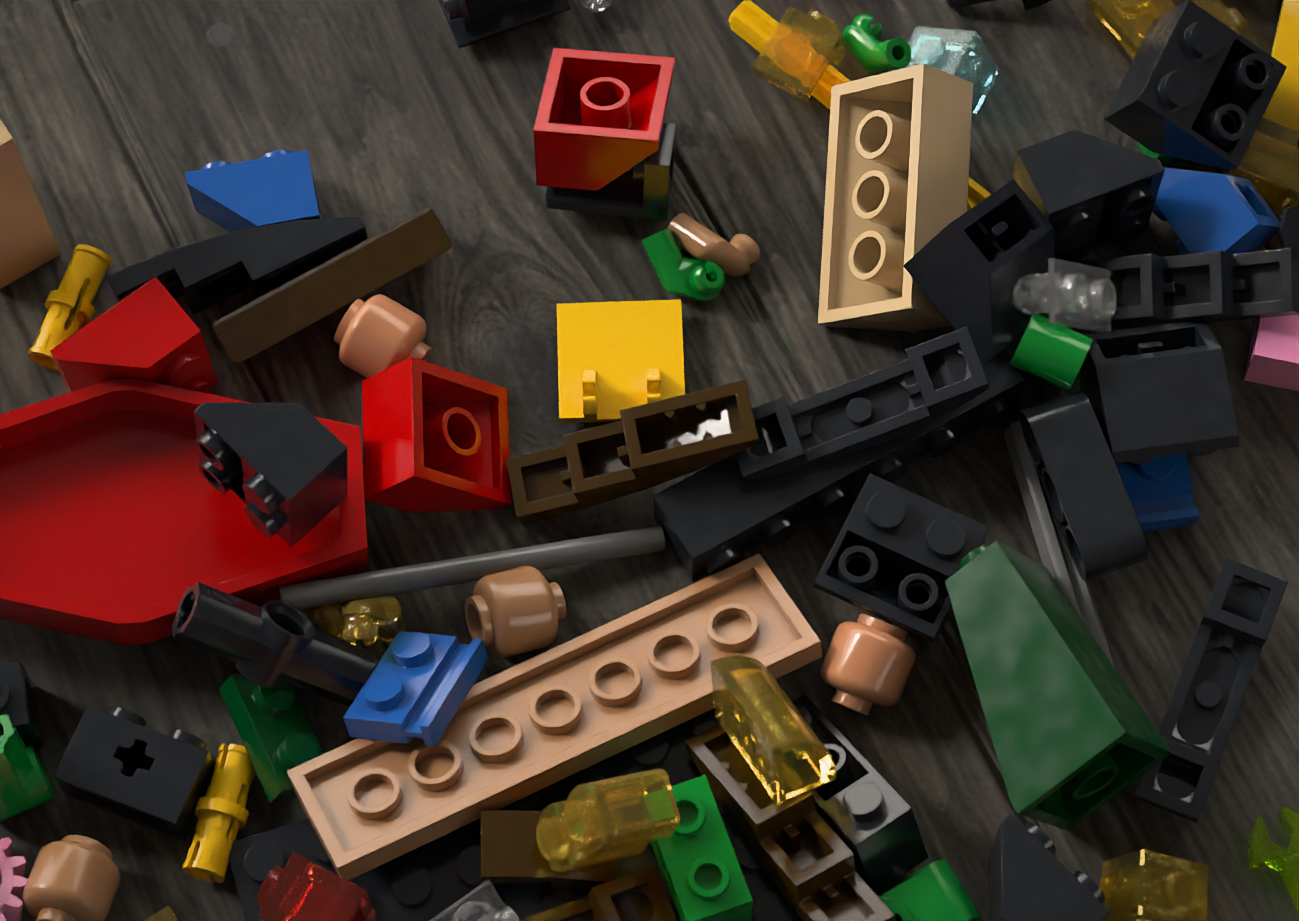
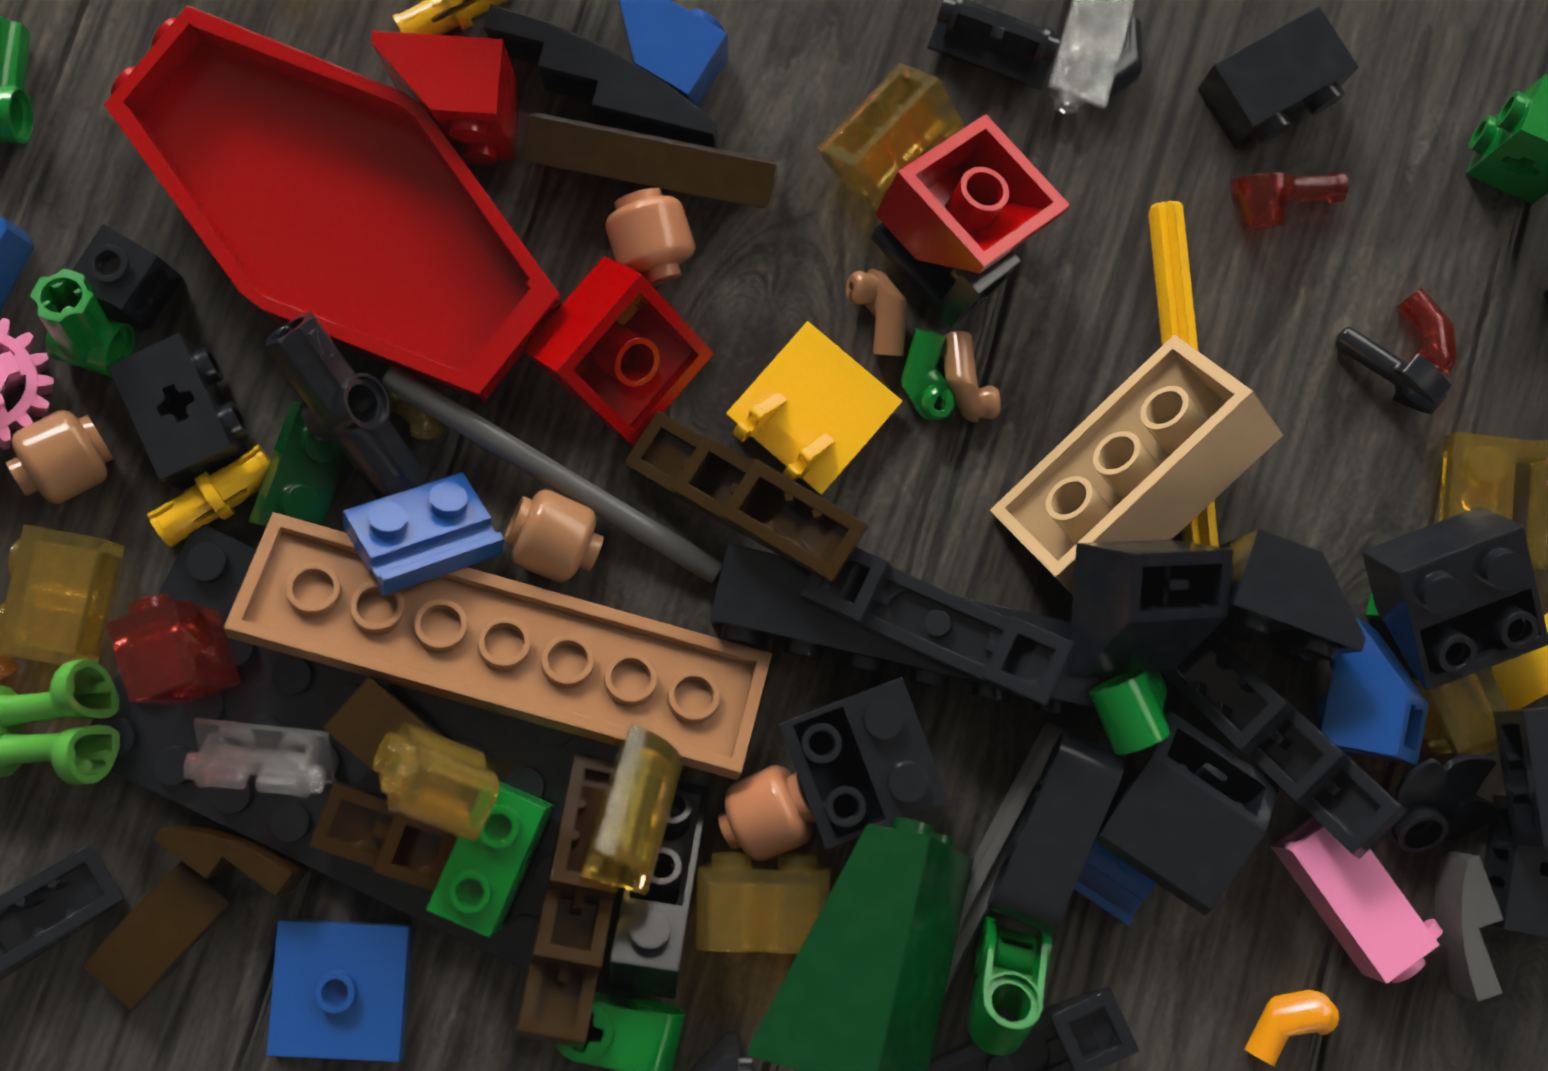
camera: 35 degrees right, 15 degrees up
(274, 462) = (444, 277): black slope -> none
(372, 620) = (436, 443): clear yellow arm -> none
(493, 126) = (889, 131): none -> clear yellow brick
(602, 245) = (885, 304): none -> medium nougat arm
(800, 52) = (1178, 282): clear yellow bracket -> none
(875, 56) = (1235, 332): green arm -> none
(926, 732) = (758, 905): none -> clear yellow brick
(958, 54) = (1287, 390): clear light blue bracket -> none
(1071, 294) = (1185, 686): clear hinge -> none
(1154, 627) = (1009, 974): none -> green piece

